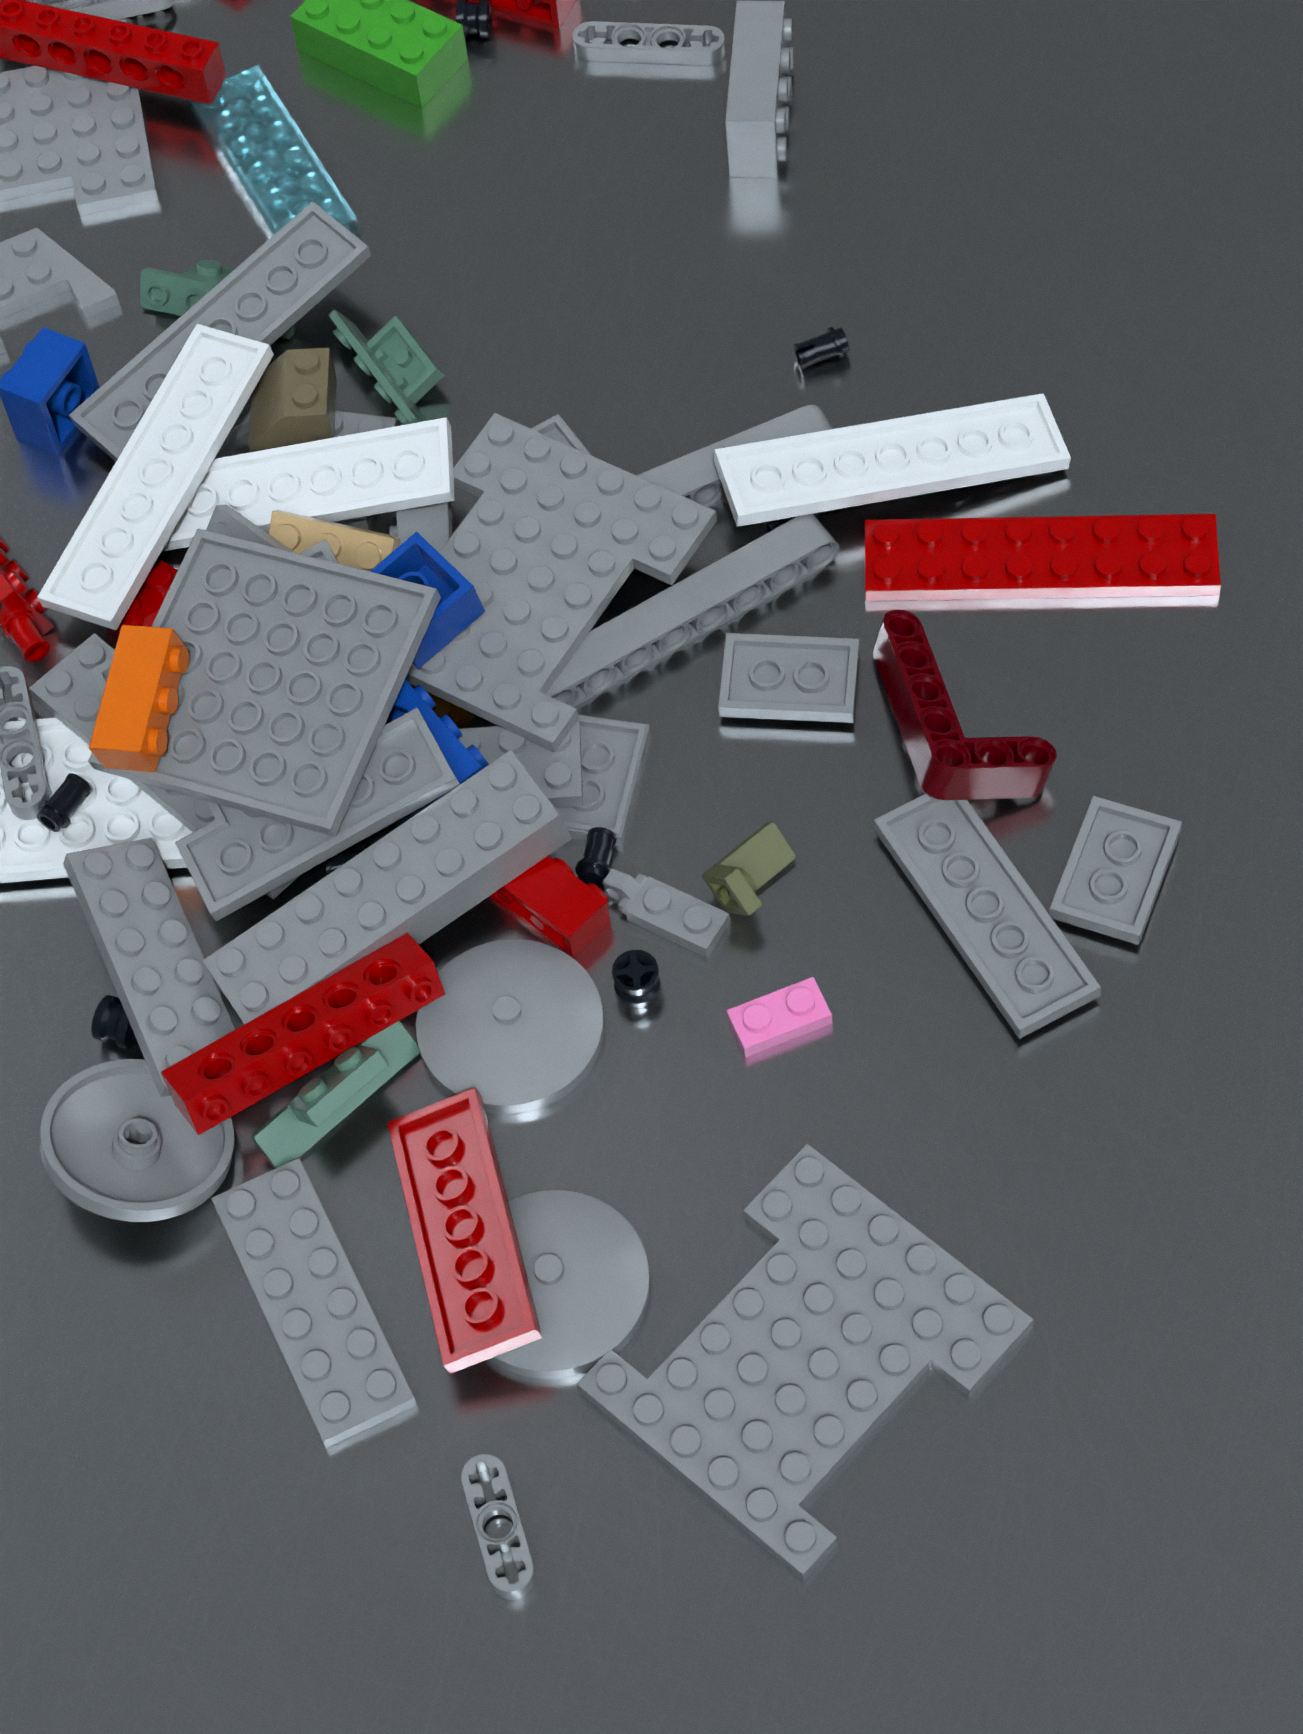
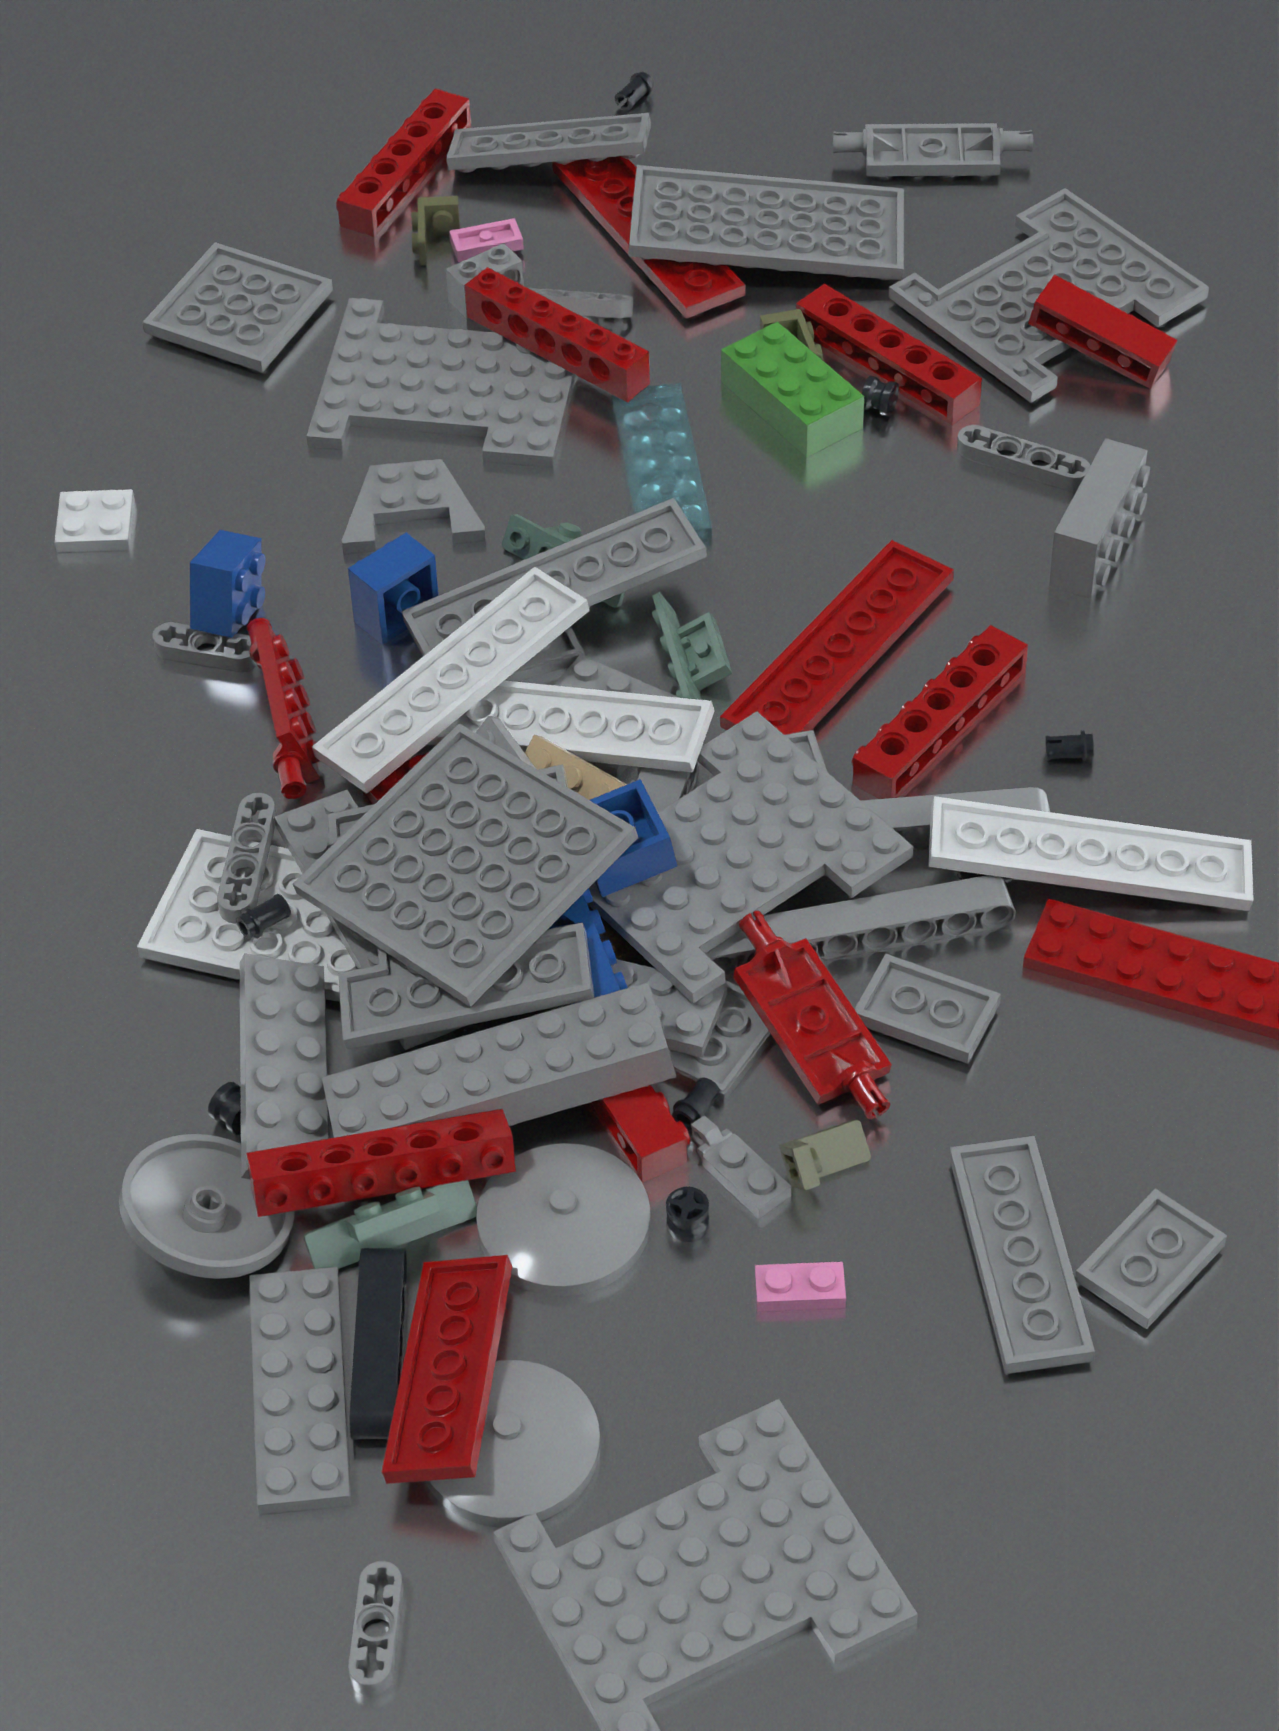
camera: 15 degrees right, 10 degrees down
(139, 698) = (352, 843): orange brick -> none
(294, 400) = (595, 652): dark tan slope -> none
(376, 1225) = (377, 1341): none -> black beam
(543, 306) = (843, 641): none -> red plate
(676, 354) = (939, 714): none -> red brick
(680, 728) = (811, 1019): none -> red plate
(941, 755) = (1030, 1112): dark red beam -> none

